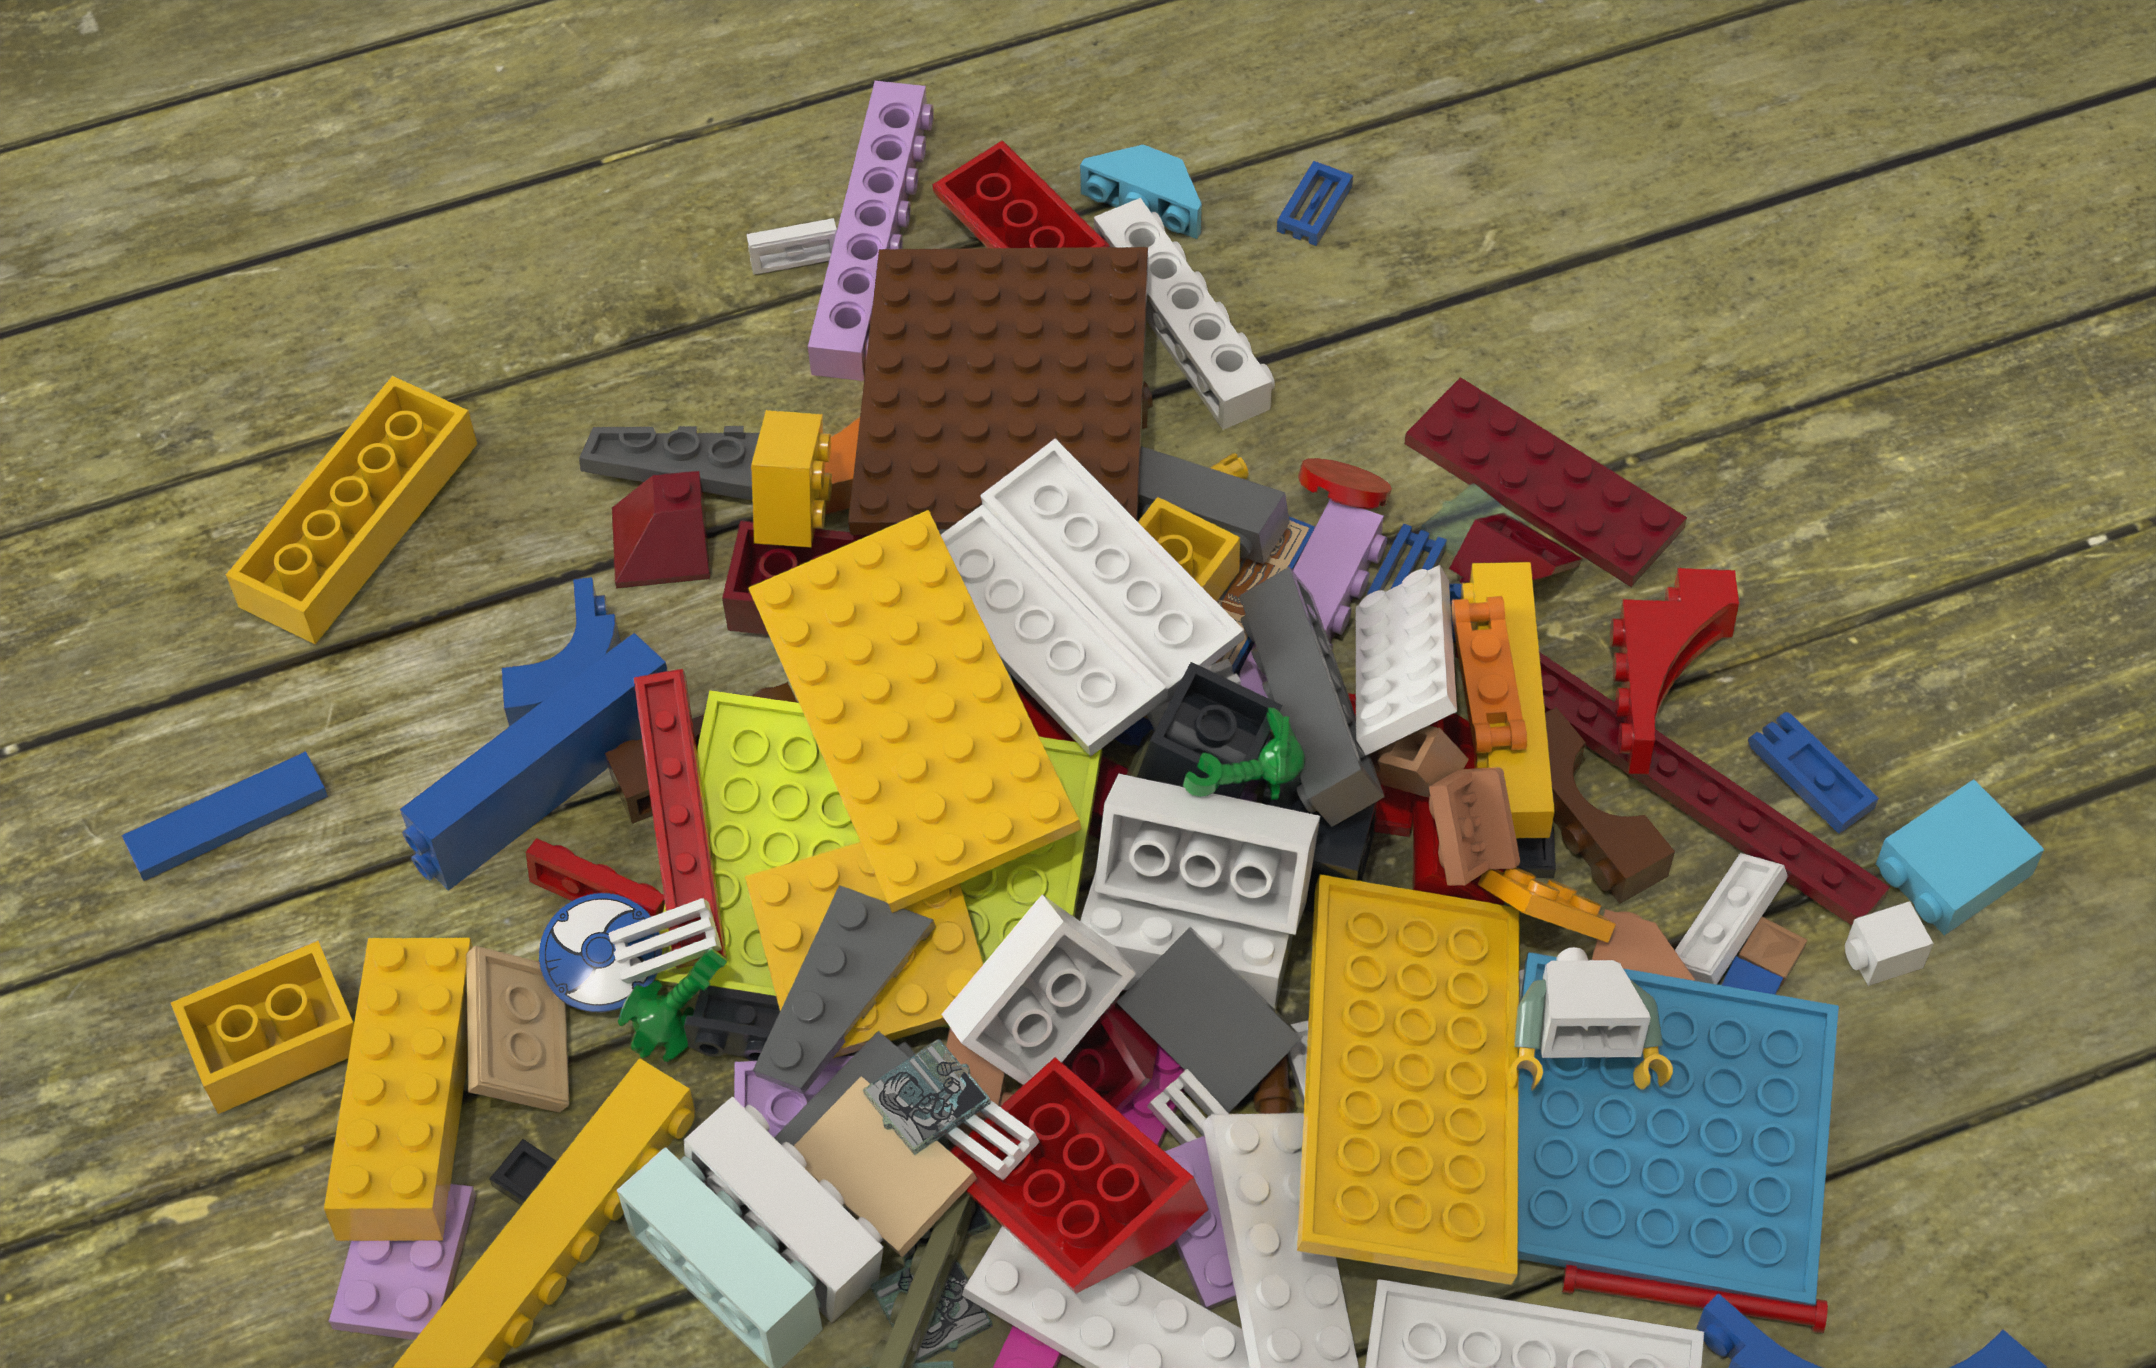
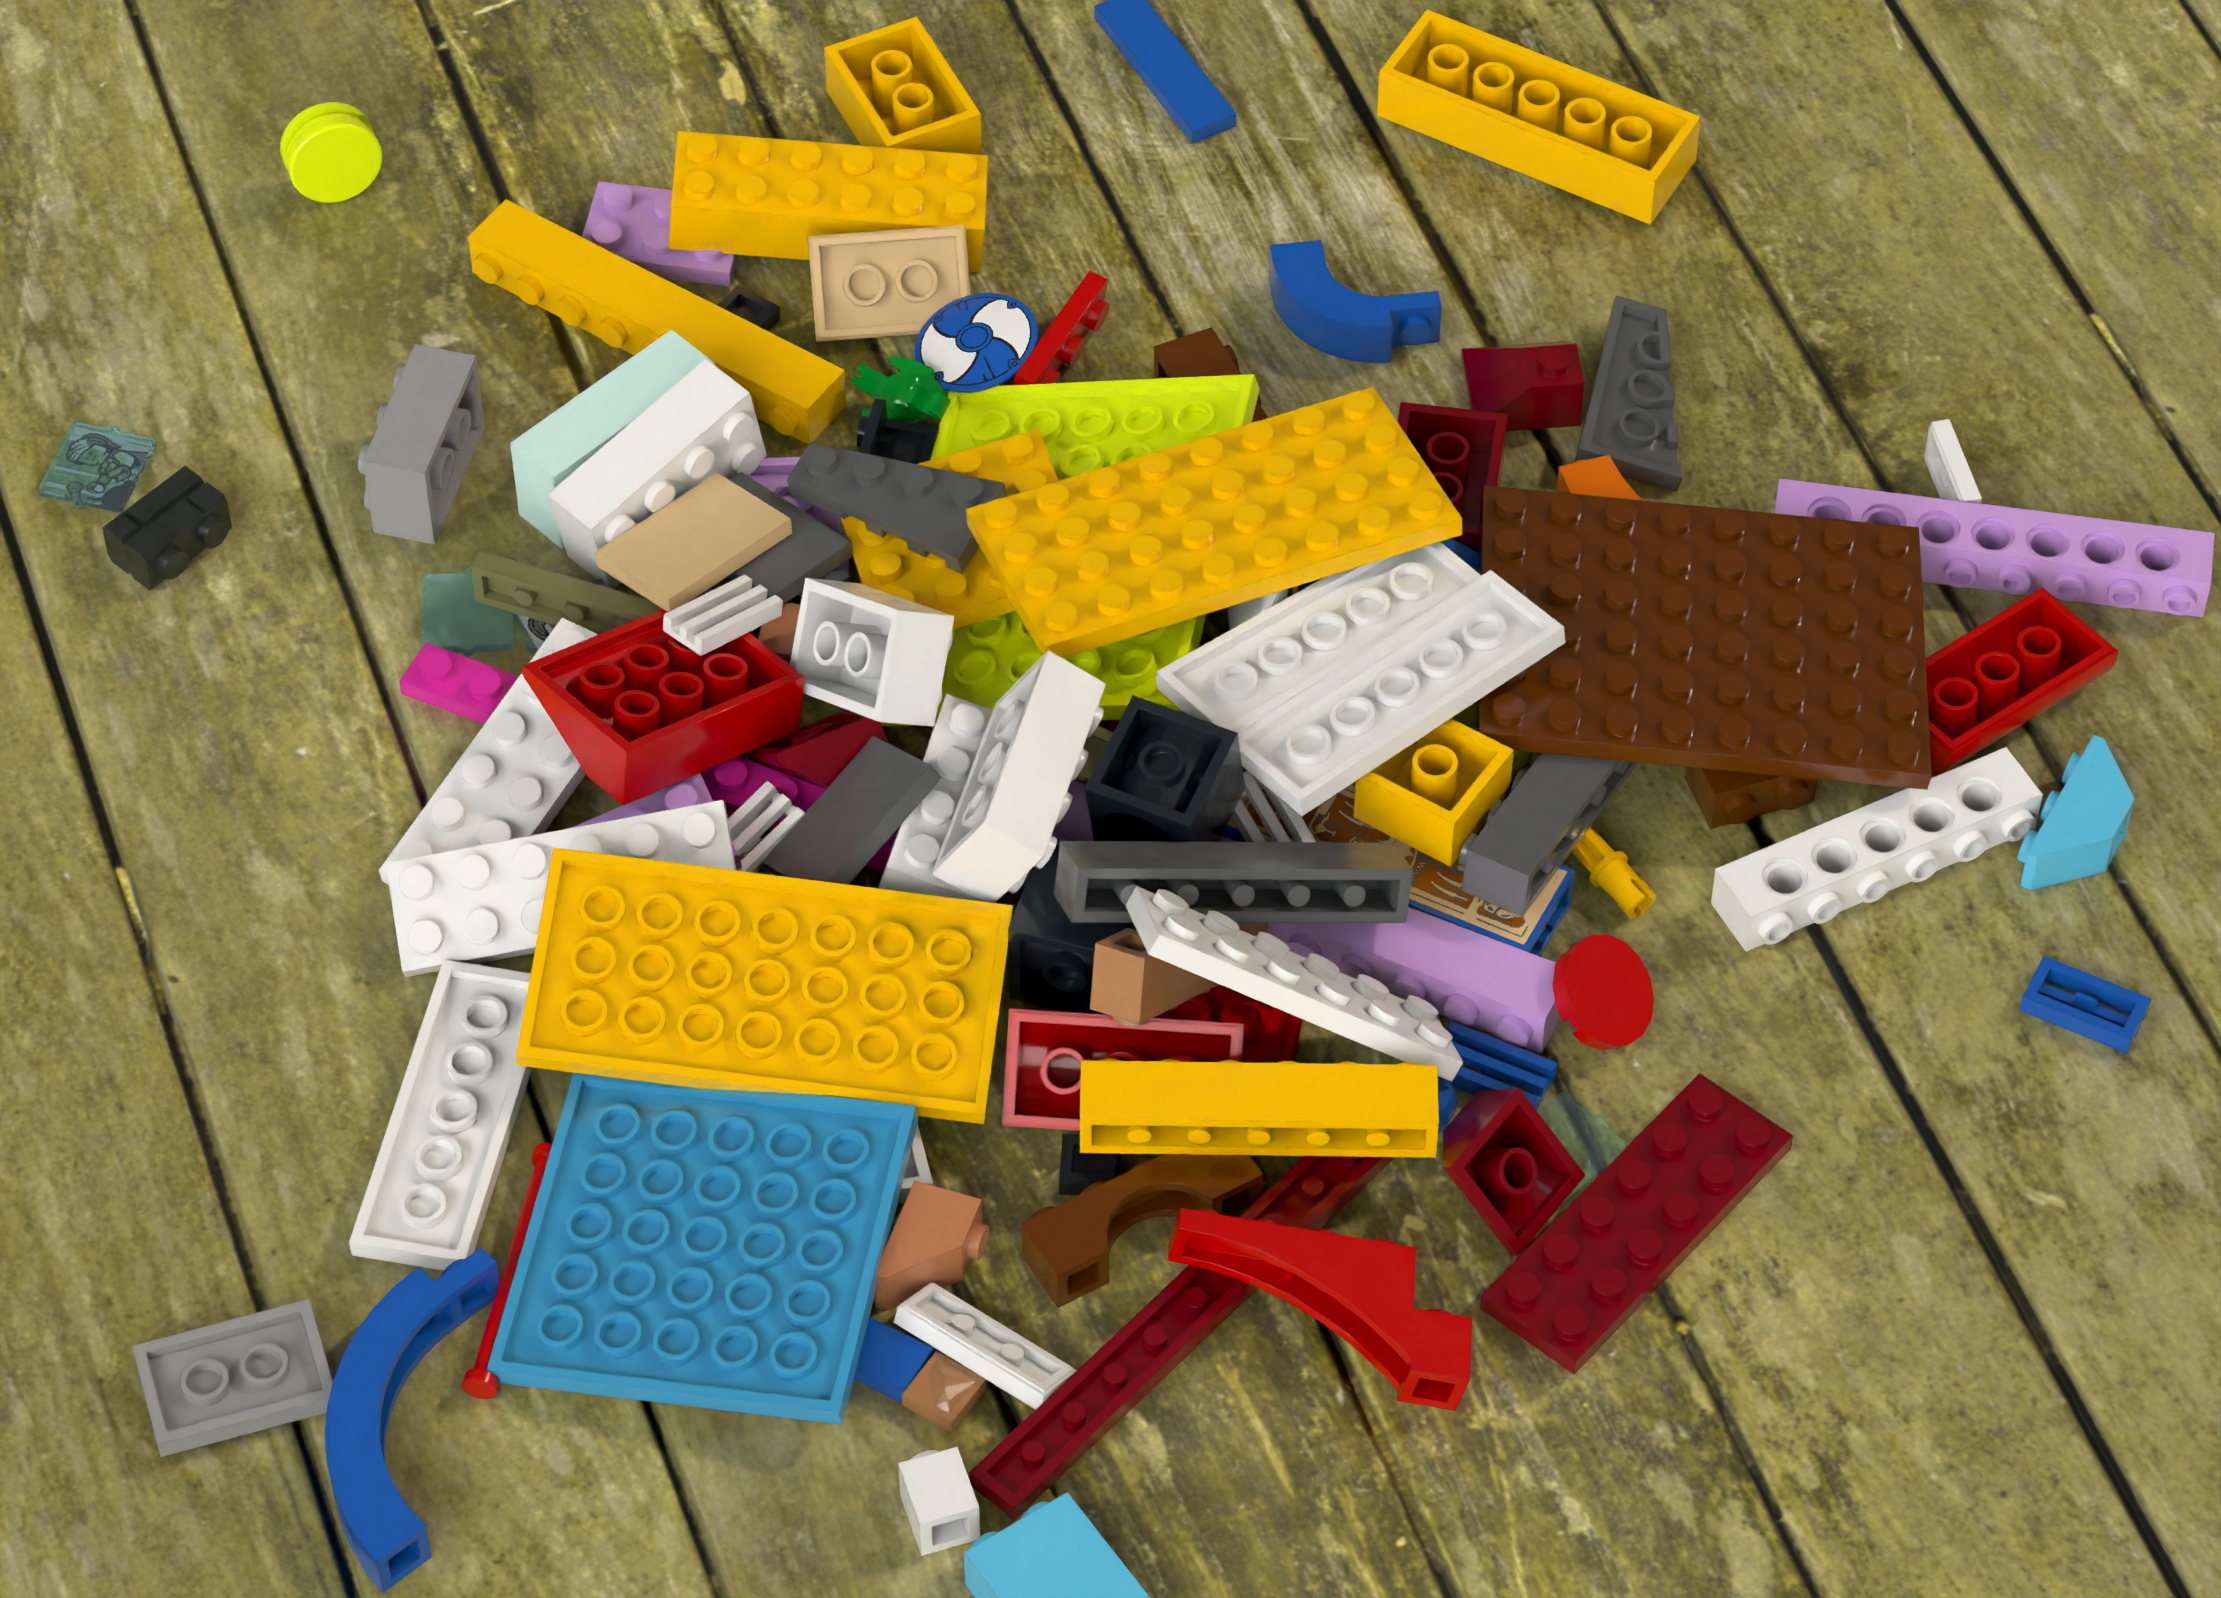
camera: 90 degrees right, 5 degrees down
(528, 767) = (1203, 277): blue brick -> none
(625, 953) = (963, 356): white tile -> none
(677, 797) = (1112, 372): red tile -> none
(790, 478) = (1536, 425): yellow brick -> none
(926, 1096) = (756, 563): piece -> none
(1277, 763) = (1105, 810): green piece -> none
(1473, 823) = (1054, 1023): nougat bracket -> none
(1488, 675) = (1263, 1059): orange plate -> none
(1548, 902) = (981, 1132): light orange plate -> none
(1588, 1012) = (813, 1131): white torso -> none
(1813, 772) = (1187, 1456): blue hinge -> none

